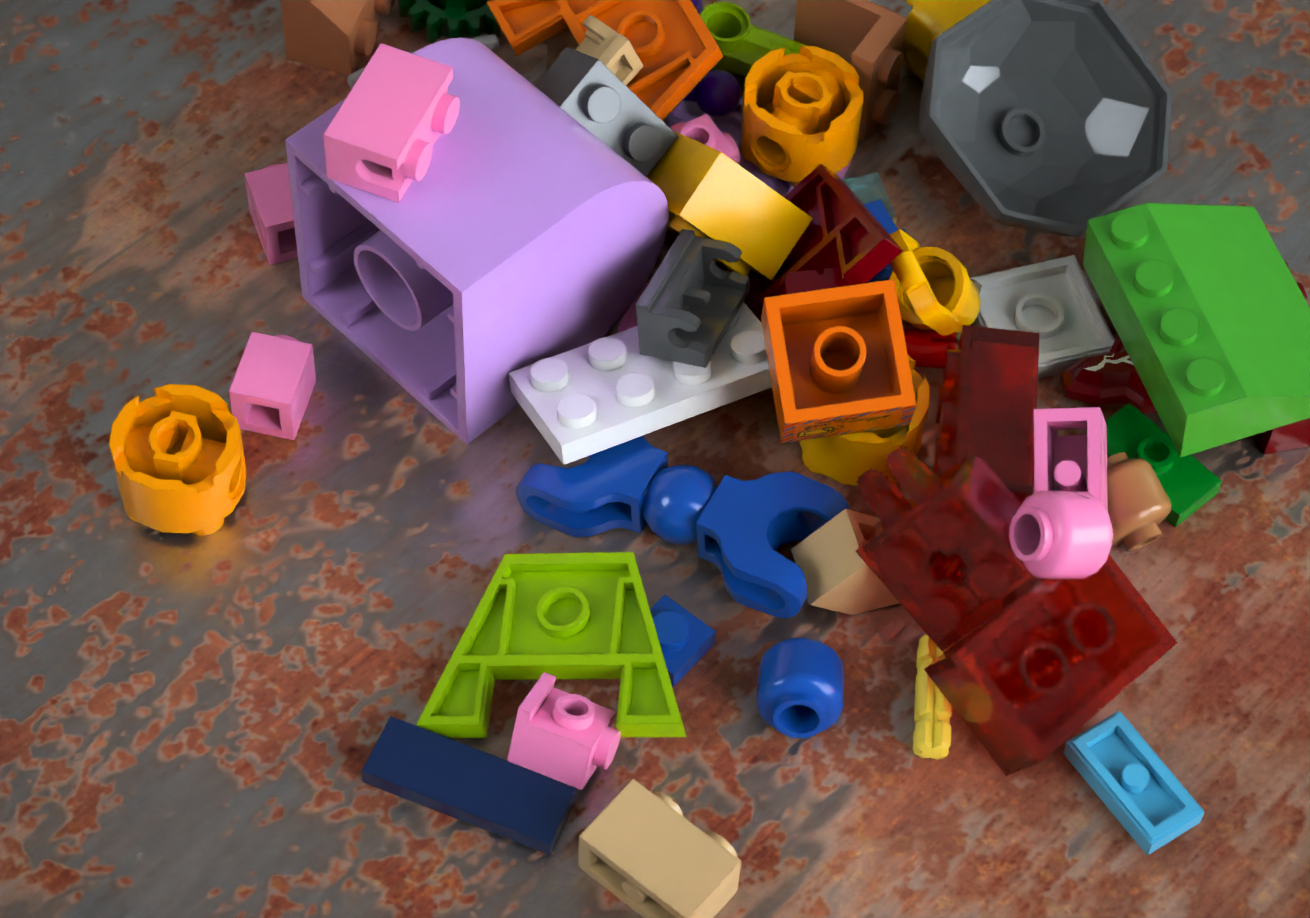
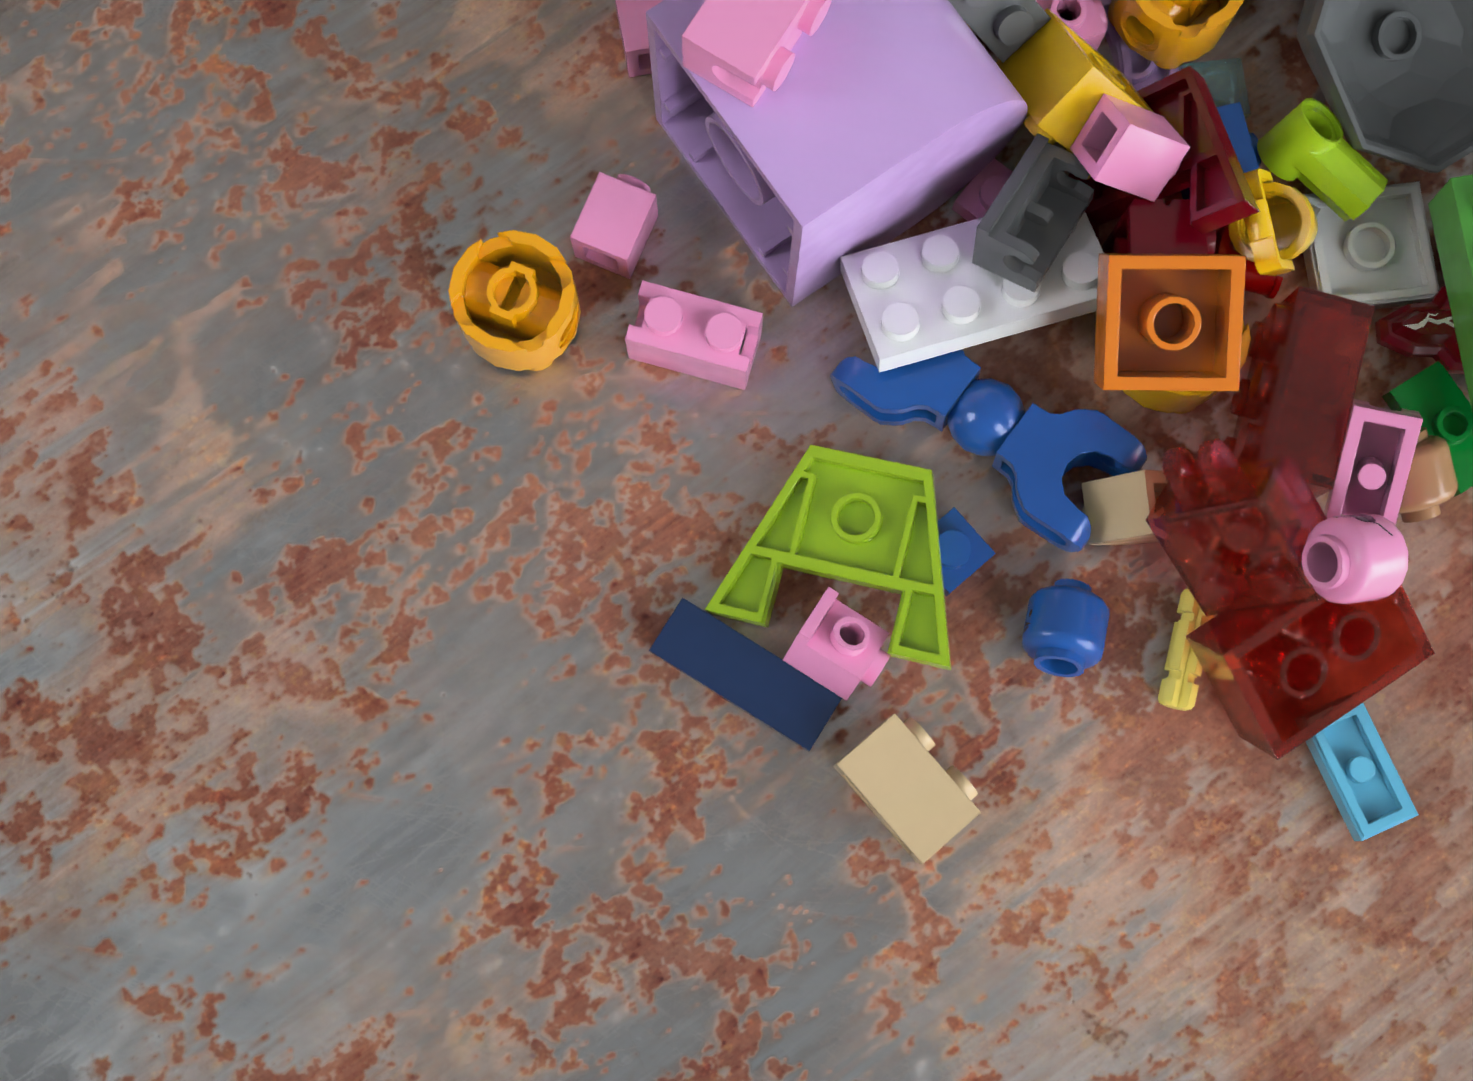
camera: 10 degrees right, 25 degrees up
(369, 470) = (694, 335): none -> bright pink brick
(773, 225) = (1129, 148): none -> bright pink brick
(956, 223) = (1312, 148): none -> lime piece

